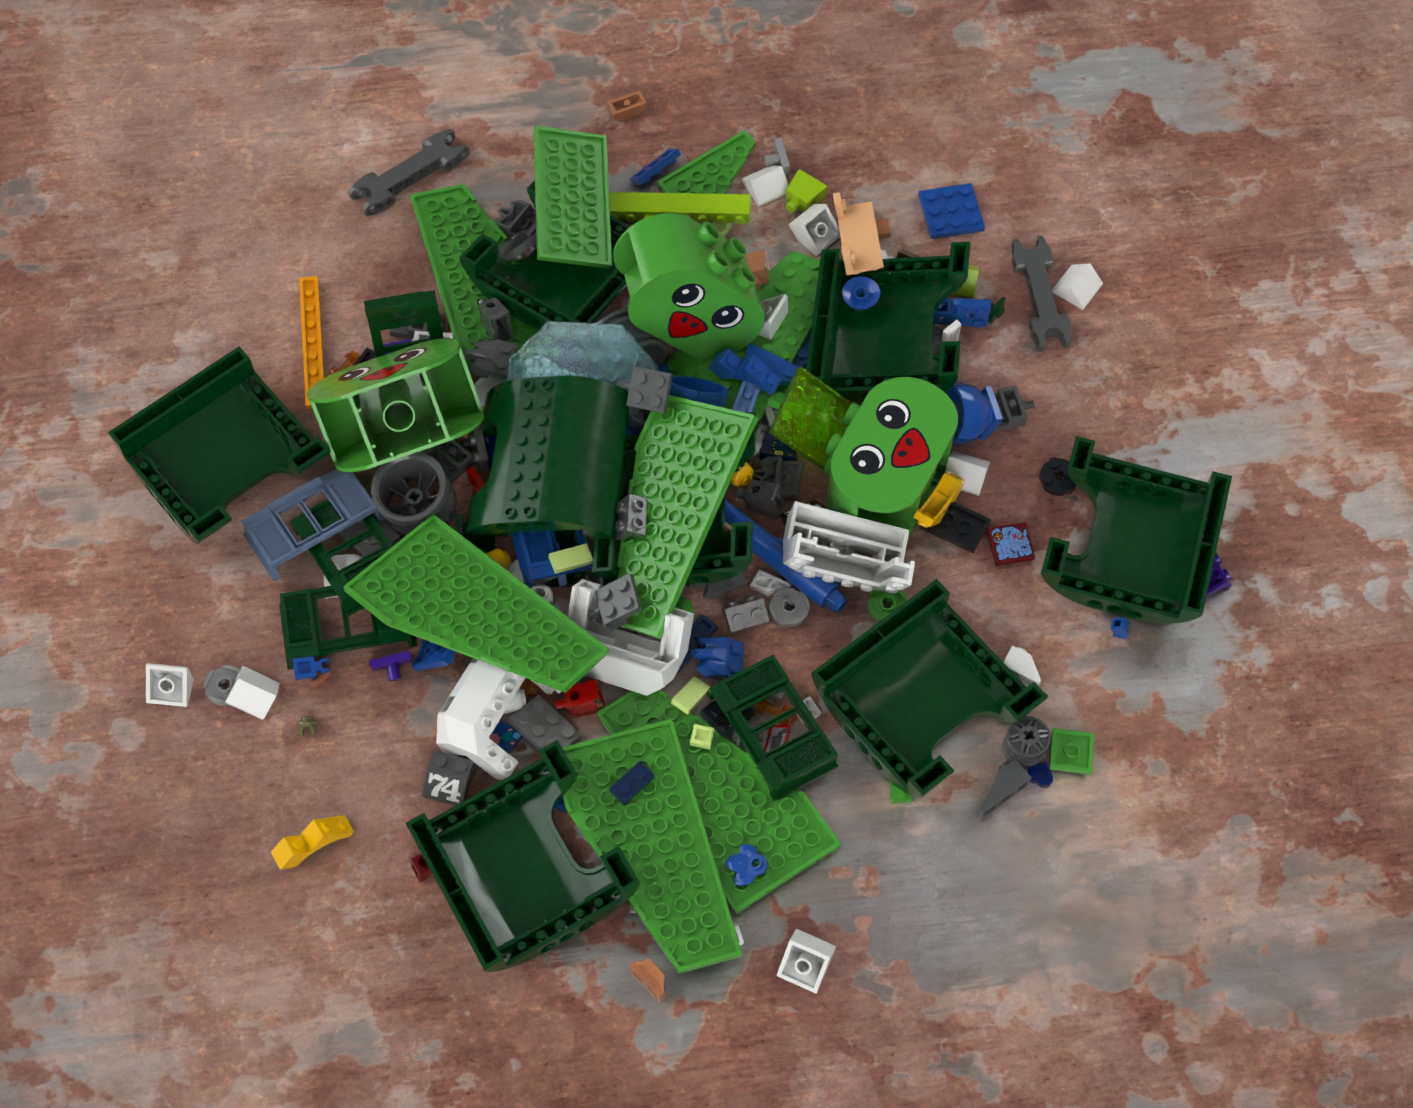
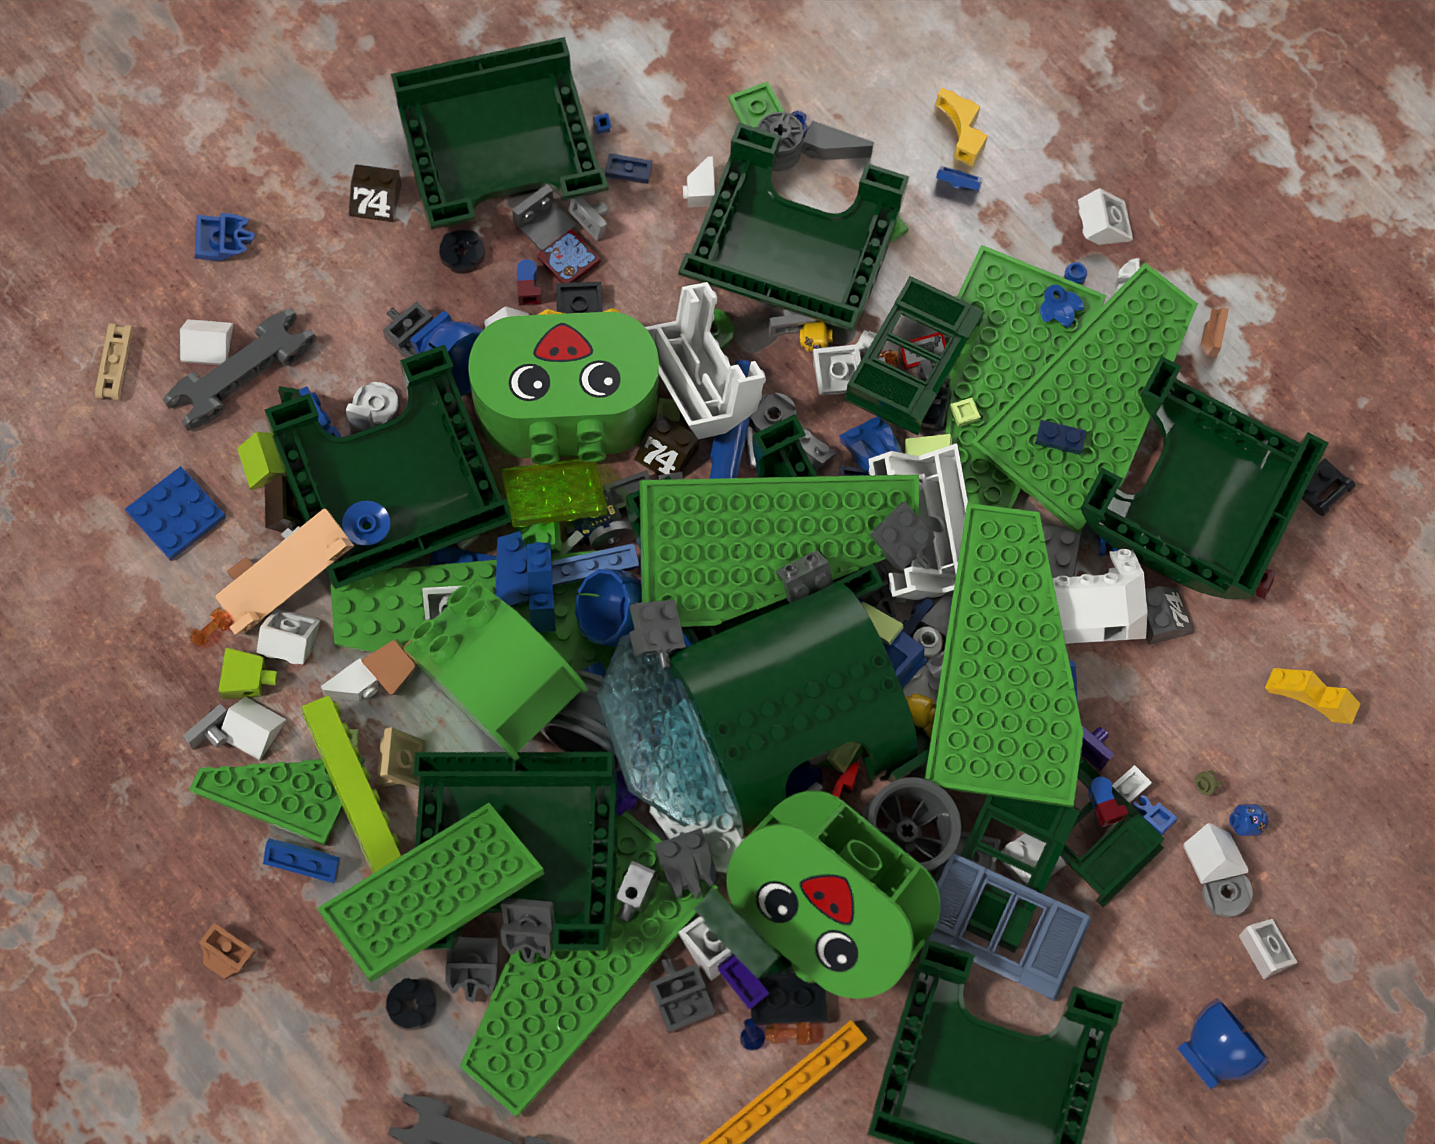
camera: 125 degrees left, 5 degrees up
(126, 596) = (1220, 1048): none -> blue plate
(260, 732) = (1248, 820): none -> blue head
(338, 630) = (1104, 802): none -> leg
(343, 669) = (1132, 784): none -> white plate
(360, 344) = (752, 1036): none -> clear blue plate
(472, 974) = (1321, 480): none -> black plate
(515, 175) = (407, 990): none -> black plate
(561, 596) = (918, 613): none -> dark blue plate
(749, 952) = (1128, 270): none -> white tile
(757, 241) = (352, 683): none -> white slope
(772, 906) = (1076, 272): none -> blue plate
(798, 667) = (835, 368): none -> white slope
(853, 198) = (220, 619): none -> clear orange bar
(913, 867) = (959, 179): none -> blue plate
(969, 363) = (380, 399): none -> white tile
(972, 909) = (964, 115): none -> yellow arch
(1004, 502) = (525, 280): none -> leg
(1035, 574) = (590, 216): none -> light grey tile
(1061, 530) = (541, 218): none -> flat silver bracket
(1067, 625) = (628, 168): none -> dark blue plate
(1093, 225) = (114, 361): none -> tan plate
(1143, 442) = (374, 193): none -> dark brown slope
(1160, 328) = (221, 236): none -> blue plate

